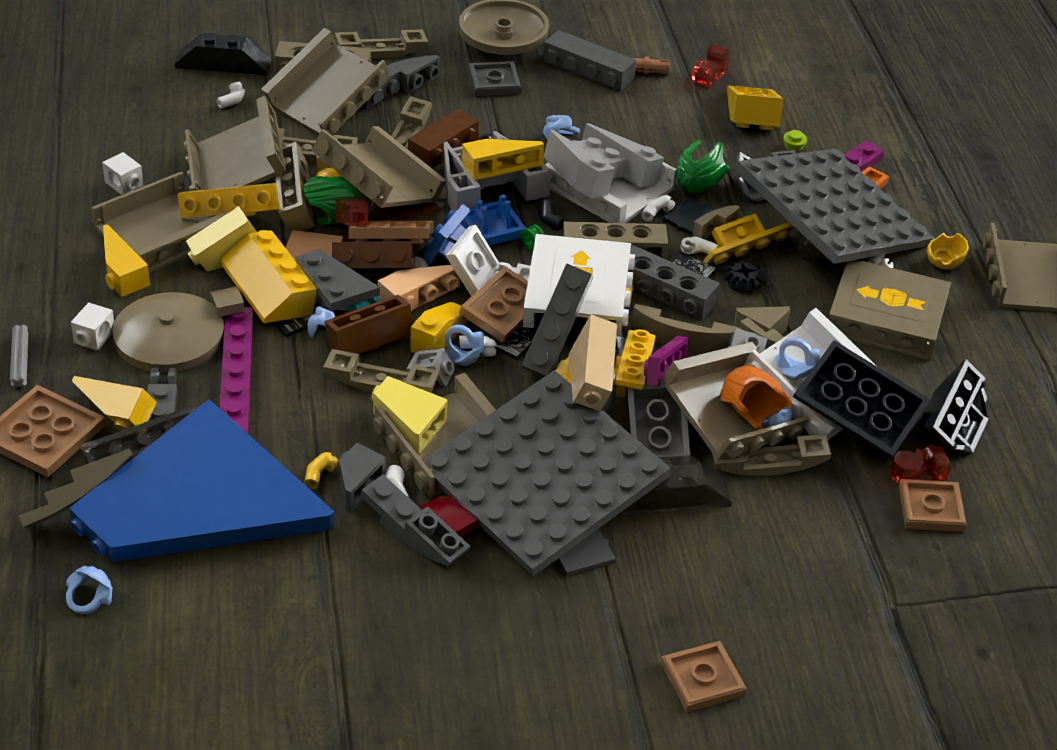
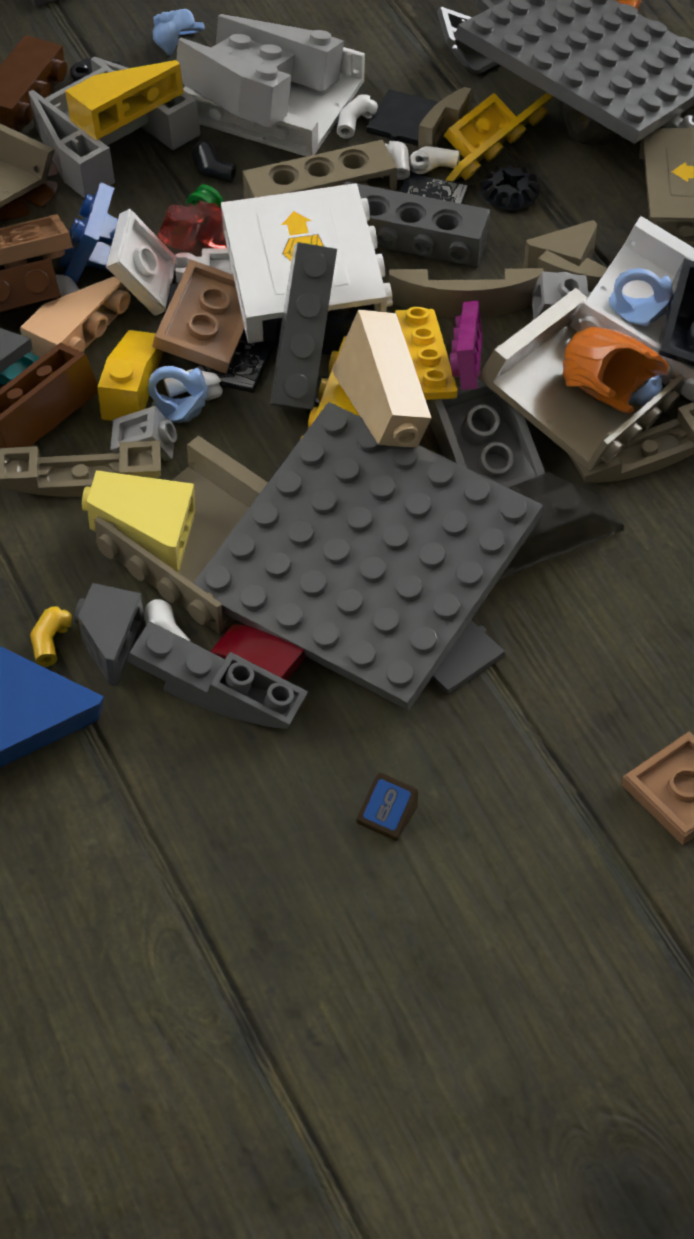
camera: 15 degrees left, 10 degrees up
(495, 221) = (144, 190): blue plate -> none
(495, 631) = (388, 806): none -> slope
(510, 245) = (187, 224): none -> clear red leg
(674, 240) = (401, 158): none -> white arm
(703, 173) = (398, 52): green hair -> none

